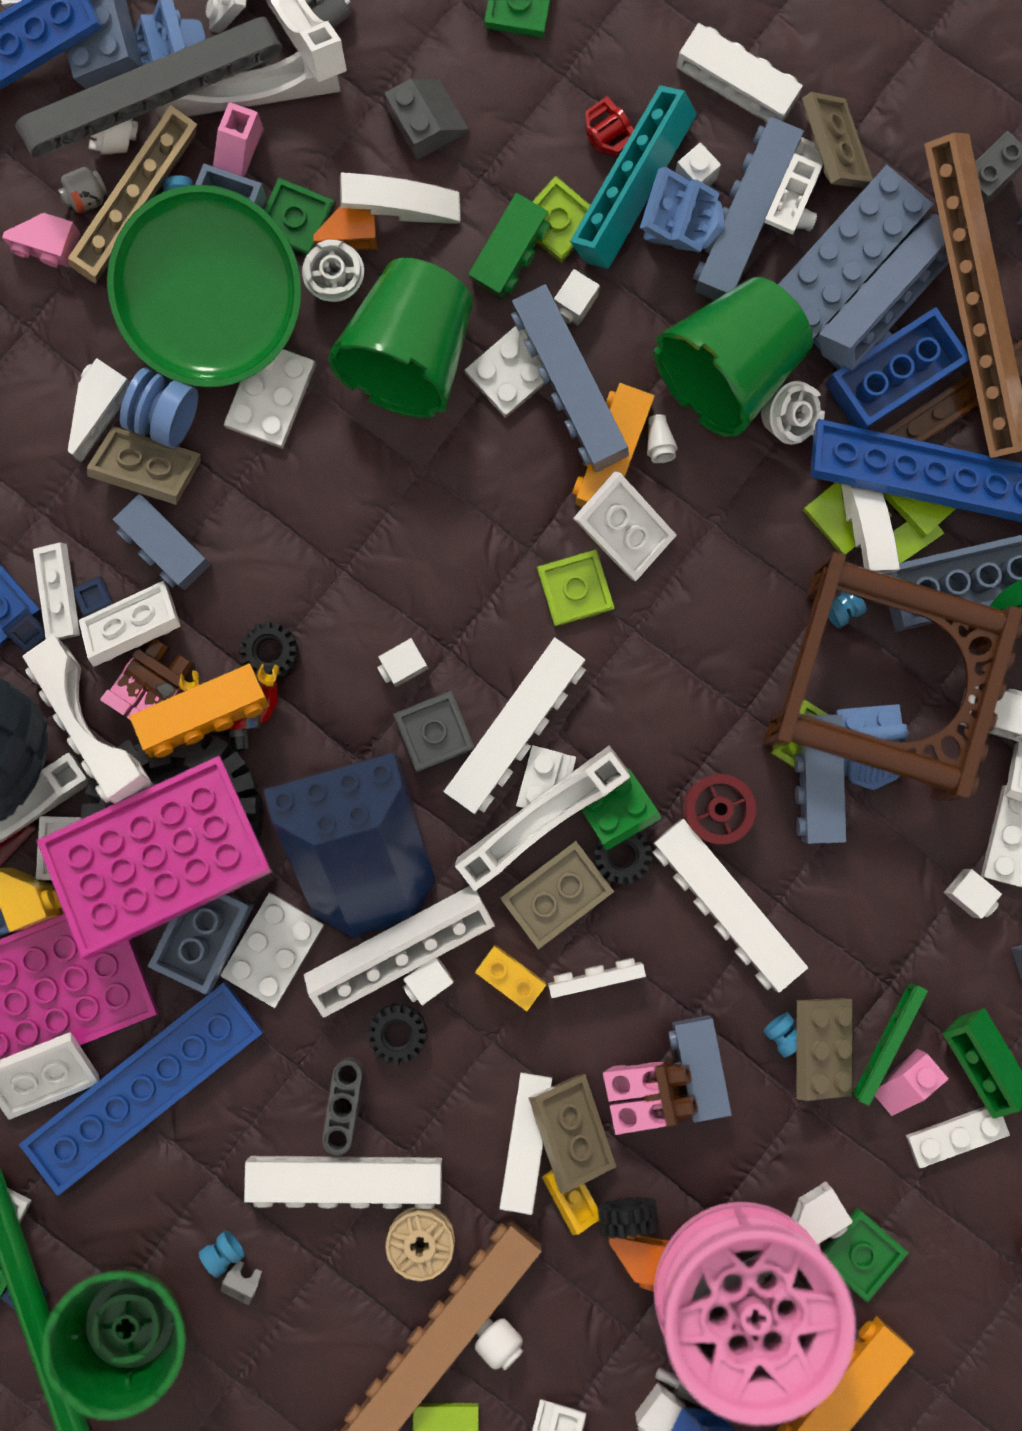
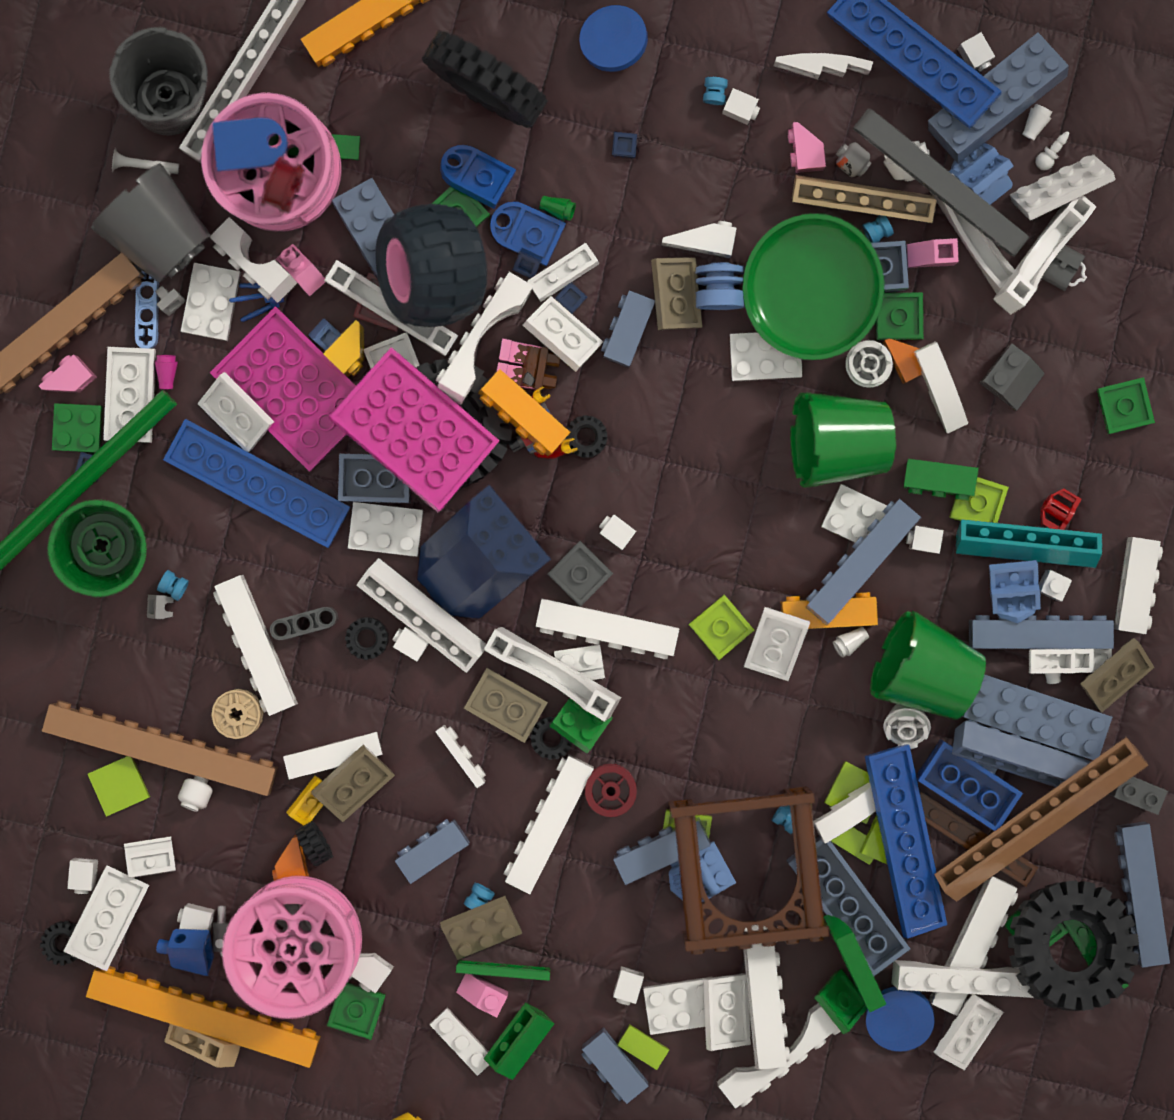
camera: 65 degrees right, 5 degrees up
(510, 977) = (437, 698): yellow brick -> none
(648, 1095) = (403, 829): bright pink hips -> none

